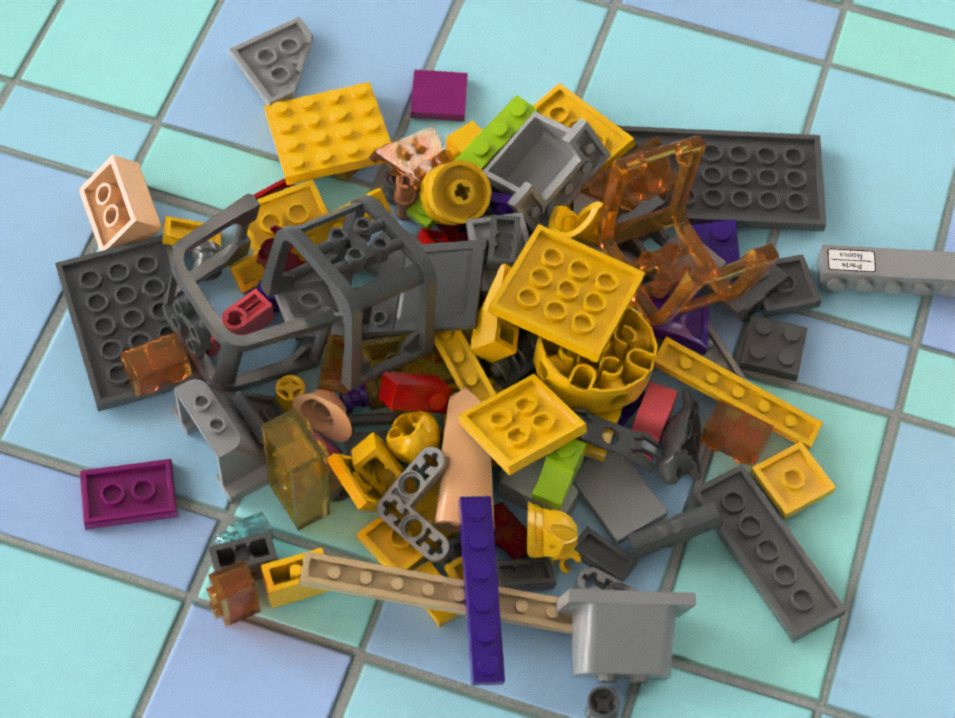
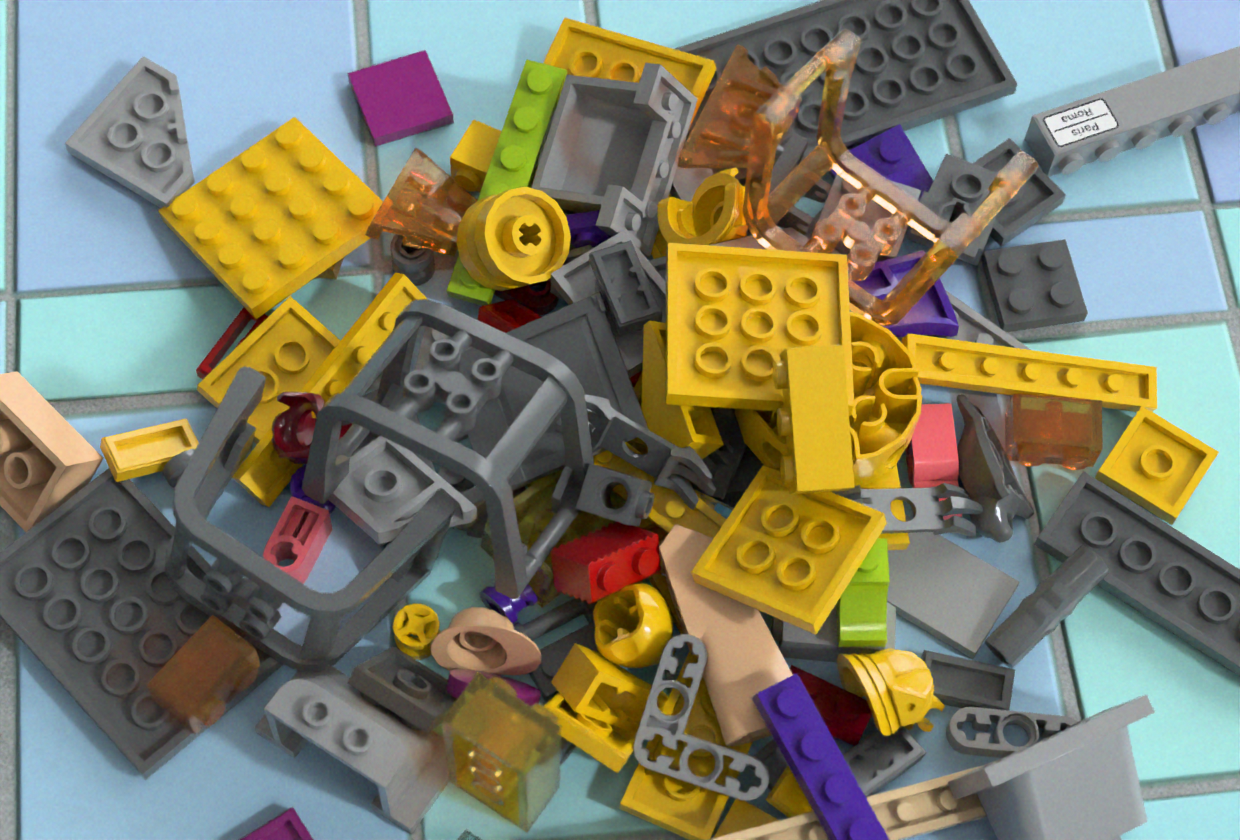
camera: 25 degrees left, 5 degrees up
(332, 365) = (468, 564): clear orange arch -> none
(404, 195) = (436, 269): nougat pin -> none
(428, 352) = (597, 490): none -> dark grey brick
(477, 350) = (664, 461): none -> dark grey piece
(567, 352) = (814, 419): none -> yellow brick

